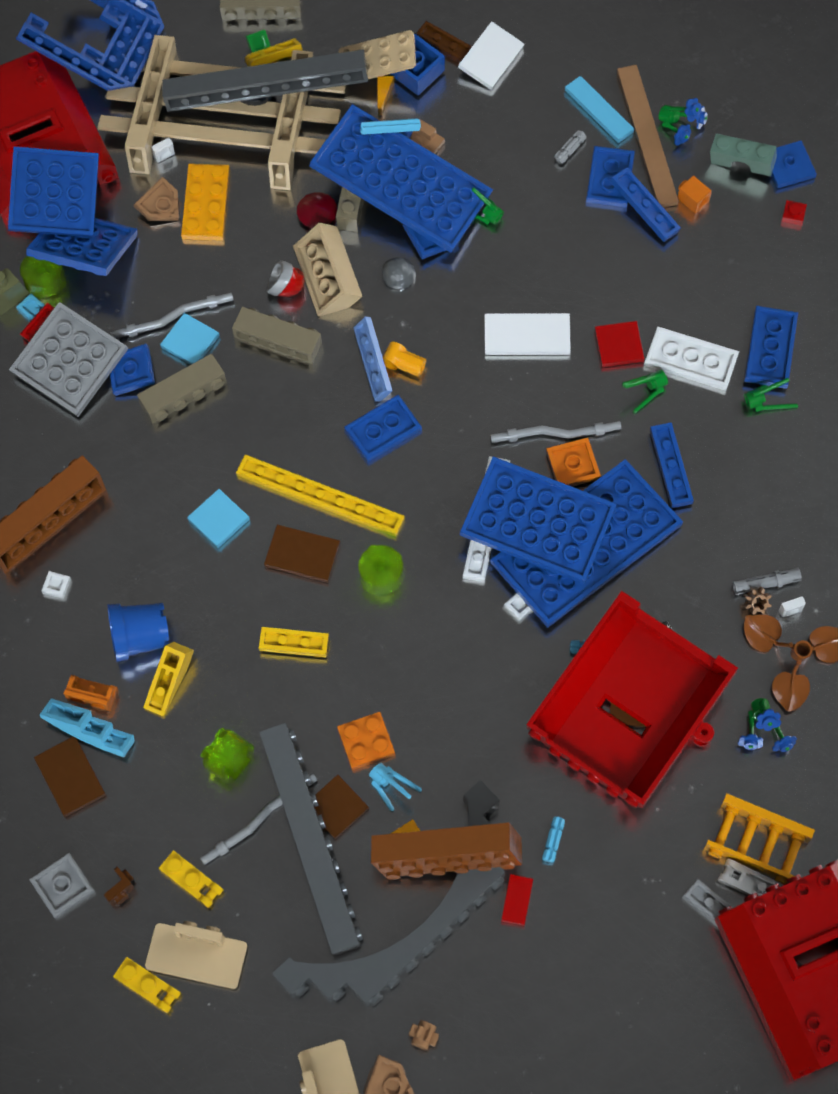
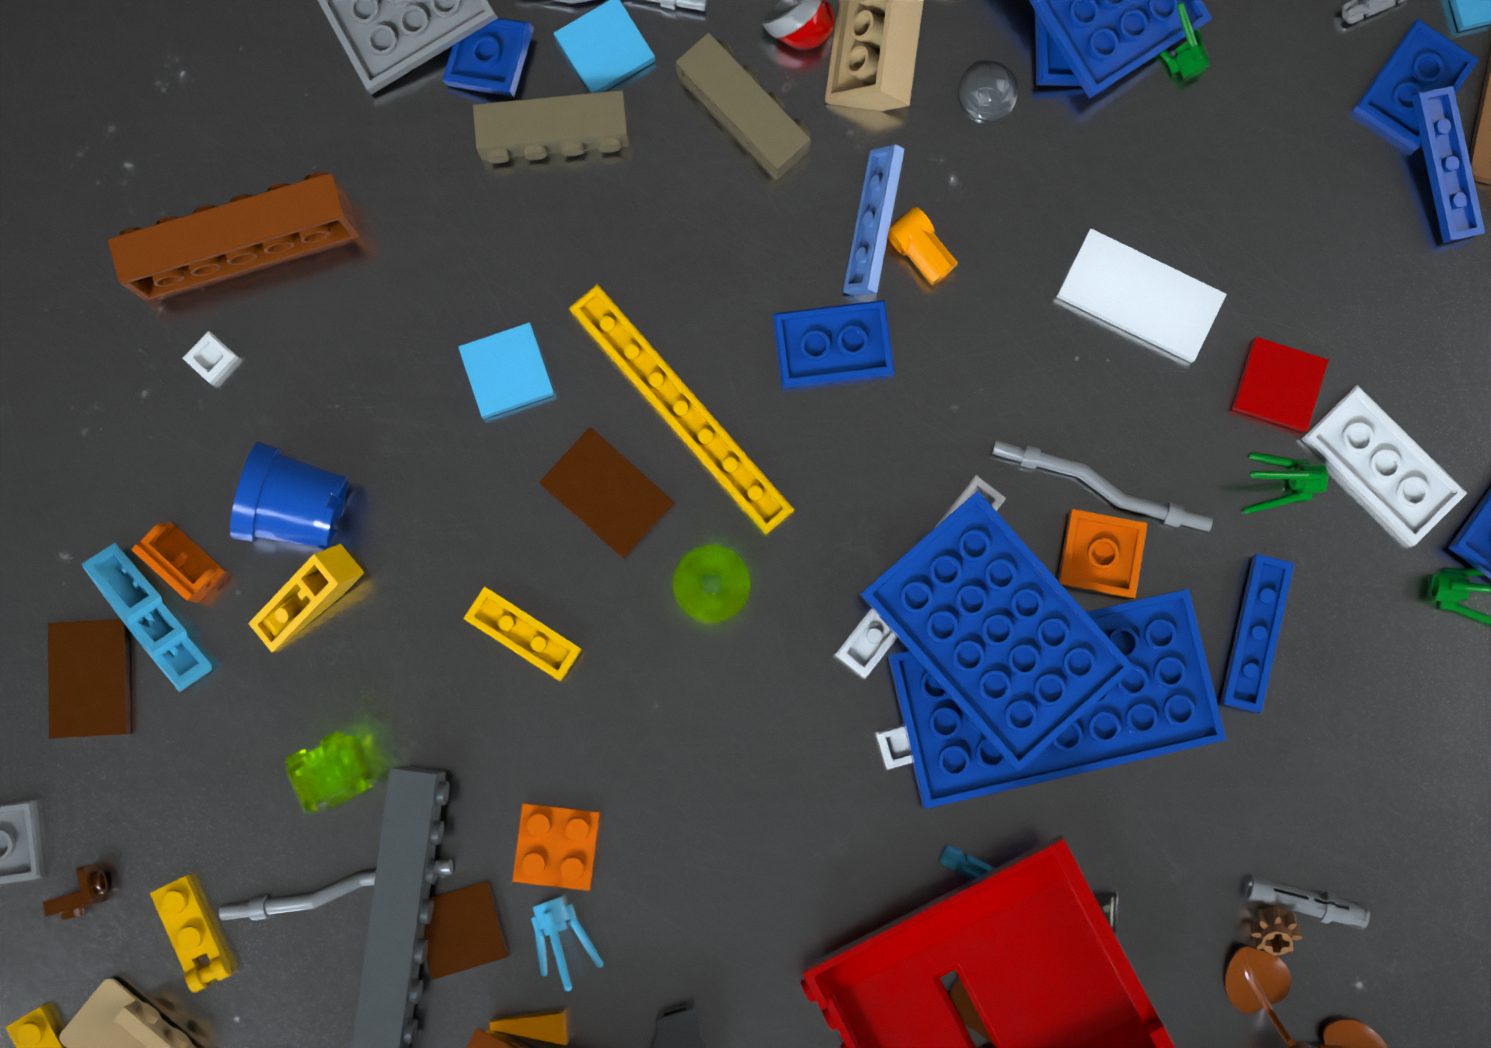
camera: 25 degrees right, 15 degrees up
(792, 607) = (1325, 967): white tile -> none

